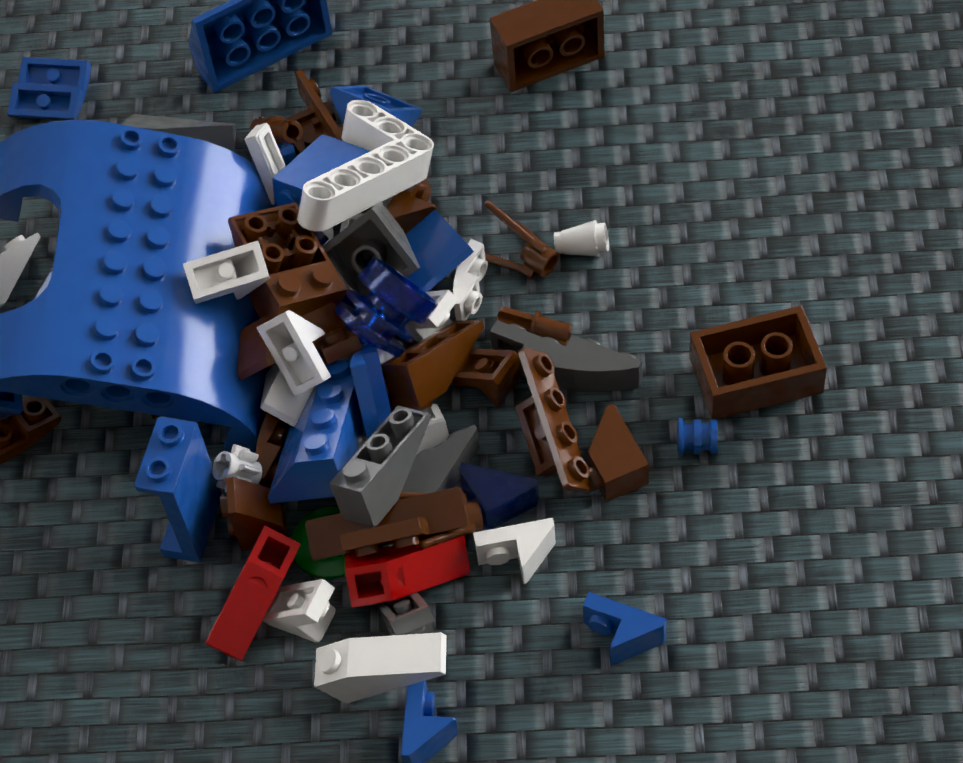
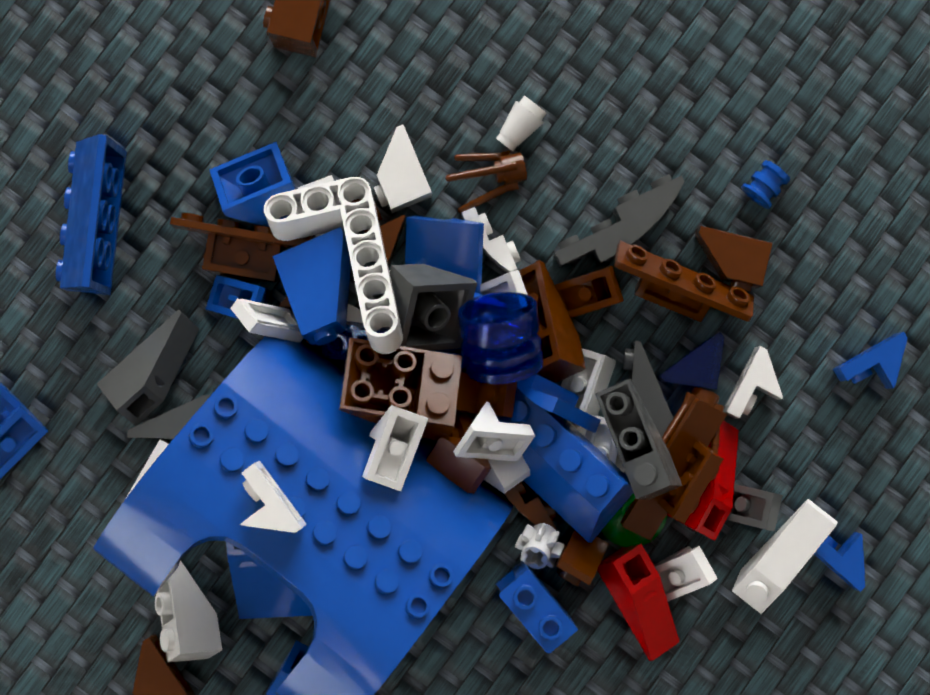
camera: 60 degrees left, 30 degrees up
(111, 199) = (278, 510): none -> white slope
(281, 129) = (215, 280): reddish brown pin -> none
(466, 187) = (401, 175): none -> white slope
(537, 324) = (570, 222): reddish brown axle -> none
(757, 362) = (748, 91): reddish brown brick -> none

